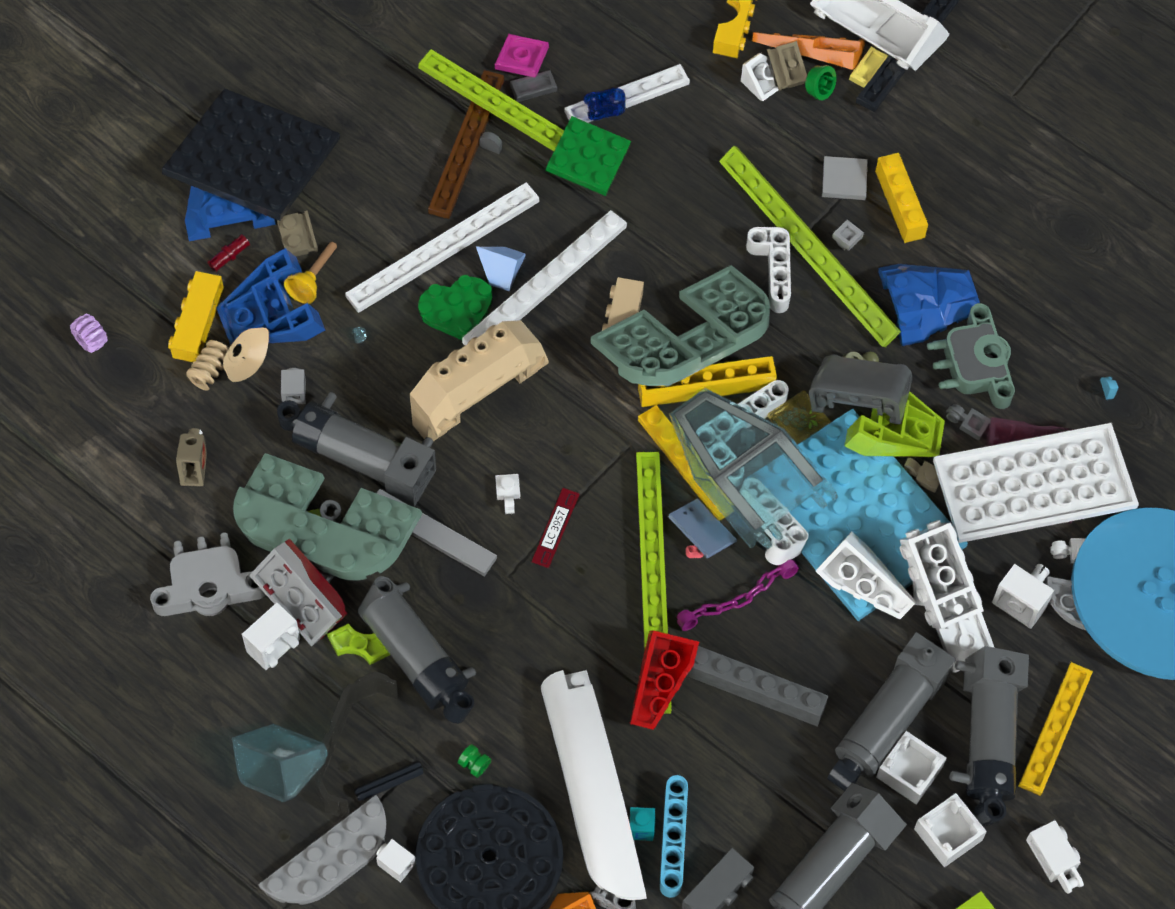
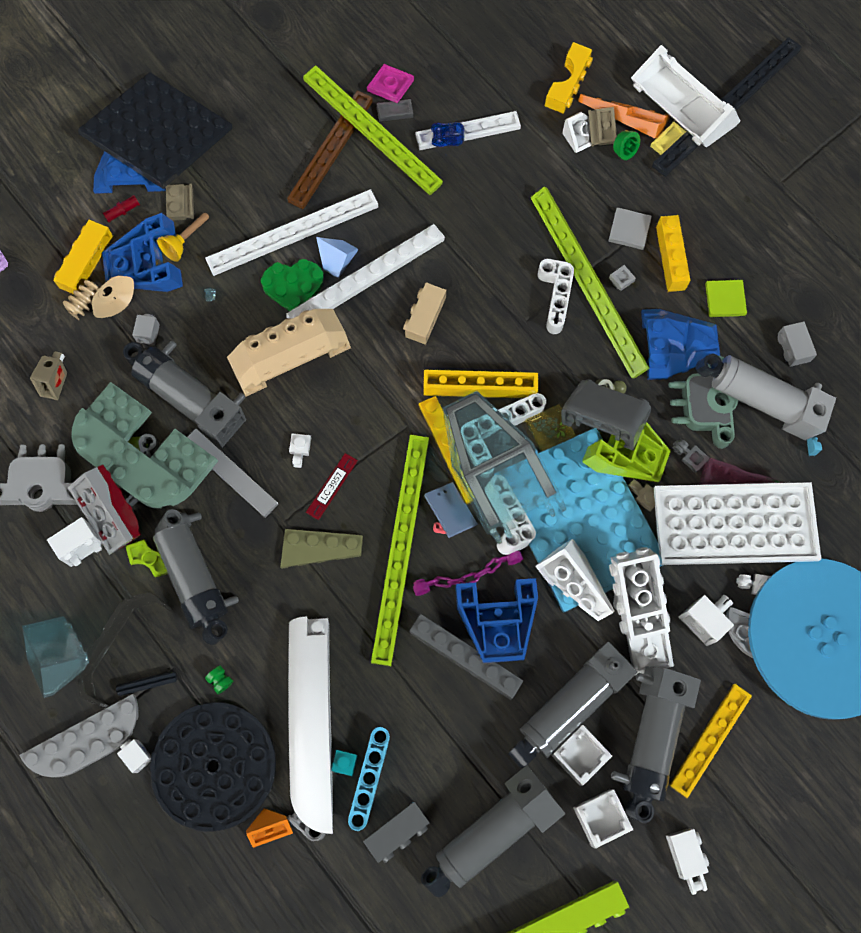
camera: 10 degrees right, 10 degrees up
(490, 142) = (350, 151): dark grey tile -> none
(551, 597) = (311, 547): none -> olive wing
(588, 155) = (424, 175): green plate -> none
(654, 356) = (439, 356): sand green plate -> none
(663, 670) = (390, 632): red wedge -> none
(785, 645) = (500, 628): none -> blue wedge
(974, 239) = (726, 298): none -> lime tile
(1066, 276) = (796, 344): none -> light grey brick
(1087, 348) = (802, 411): none -> light grey piece

